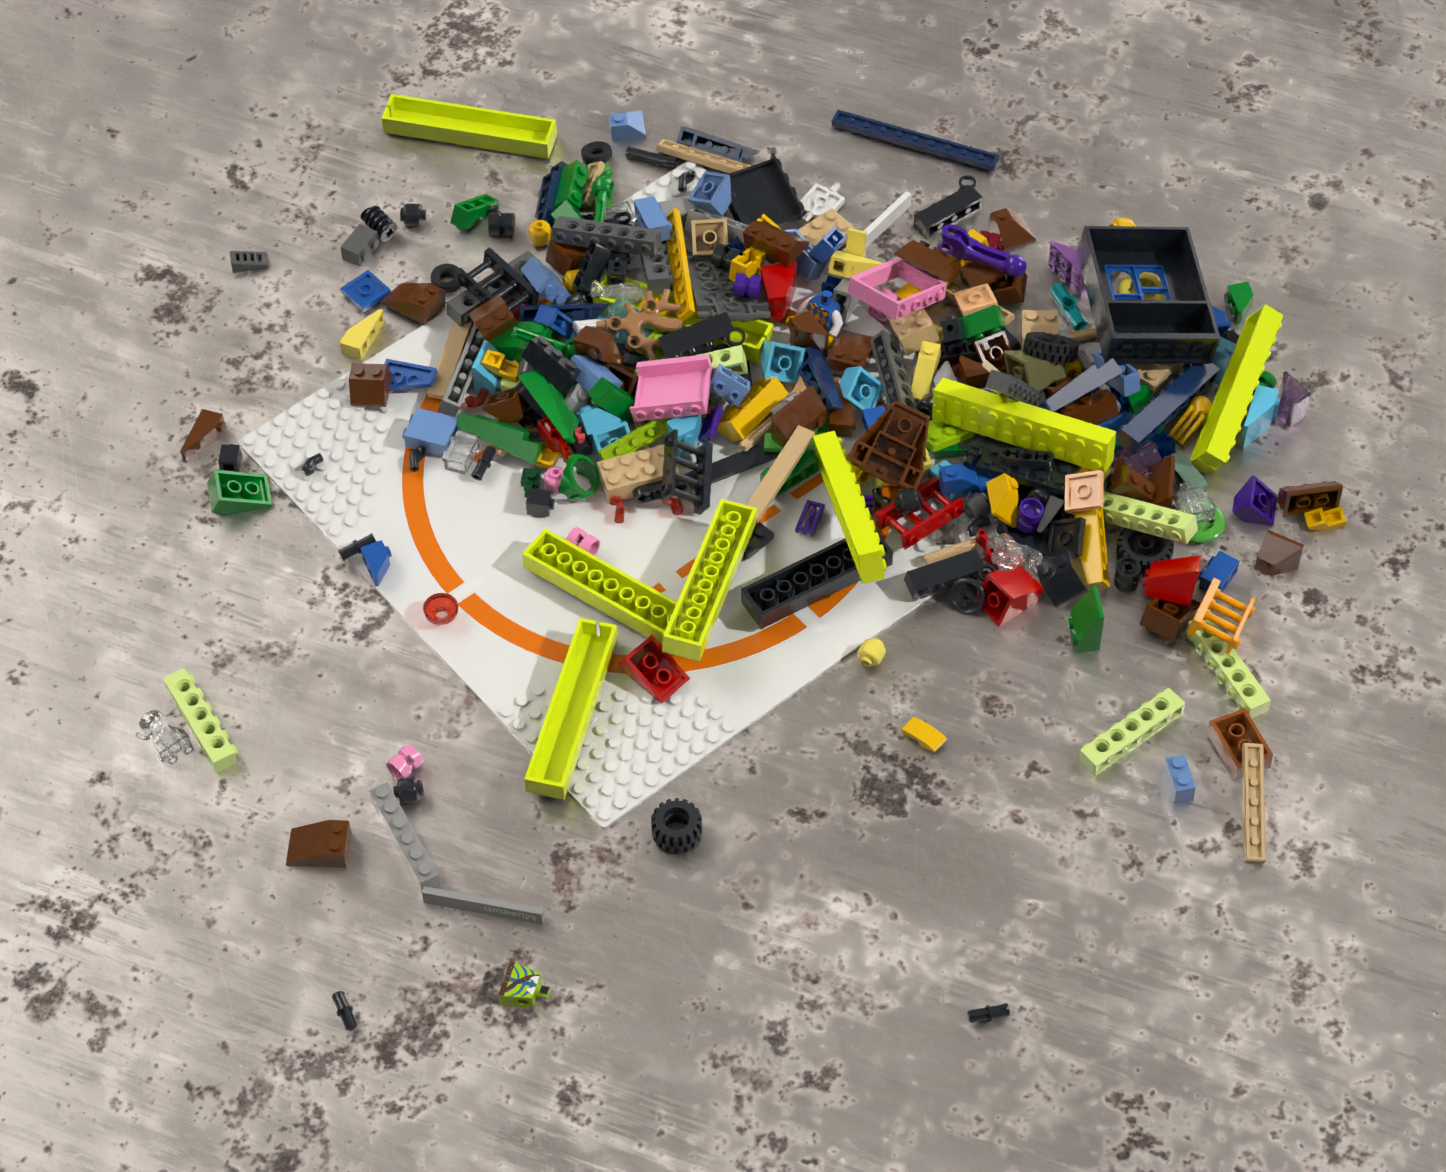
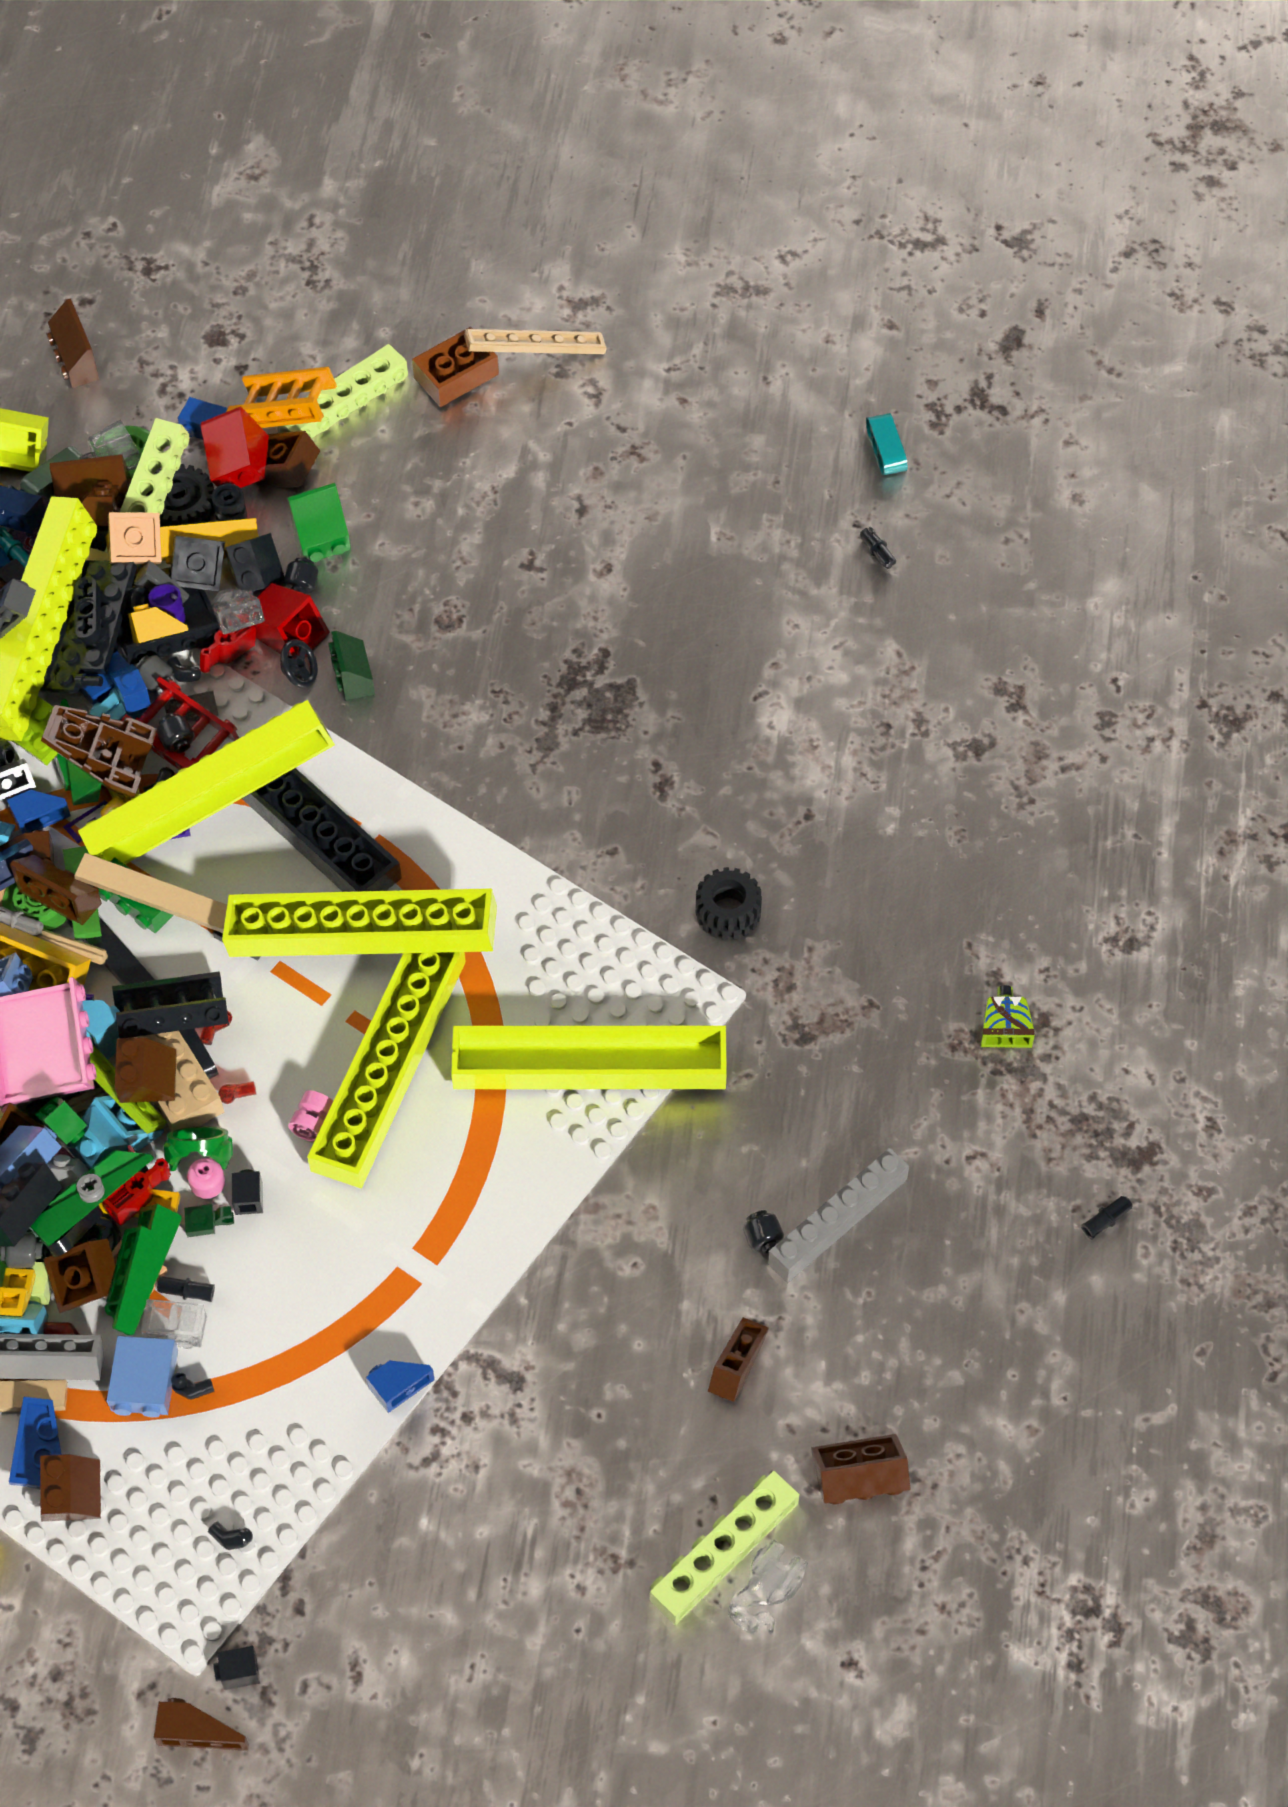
camera: 105 degrees left, 5 degrees up
(221, 808) = (861, 1469): none -> reddish brown slope
(238, 492) = (302, 1633): green slope -> none
(320, 844) = (878, 1321): reddish brown slope -> none
(324, 755) = (737, 1359): none -> reddish brown slope
(354, 548) = (374, 1419): black pin -> none
(406, 760) = (722, 1248): bright pink wheel -> none
(438, 603) = (463, 1256): clear red piece -> none
(483, 905) = (907, 1095): light grey tile -> none
(547, 404) = (90, 1180): none -> light grey bush
(633, 444) = (145, 1071): none -> reddish brown slope
(654, 669) = (498, 982): red slope -> none
(806, 529) = (204, 864): dark purple tile -> none
(871, 652) = (409, 749): light yellow head -> none
(925, 734) = (515, 675): yellow slope -> none
(941, 574) = (263, 679): black hinge -> none
(950, 551) = (230, 693): tan axle -> none
(954, 625) = (351, 666): none -> dark green slope
(1050, 611) = (301, 575): none -> black head
(1096, 761) = (460, 472): yellowish green brick -> none
(1097, 1046) = (886, 444): none -> teal beam
(1179, 778) = (516, 418): medium blue brick -> none
(1255, 503) = (92, 401): dark purple slope -> none
(1278, 554) = (170, 365): reddish brown slope -> none
(1325, 520) = (98, 334): yellow slope -> none

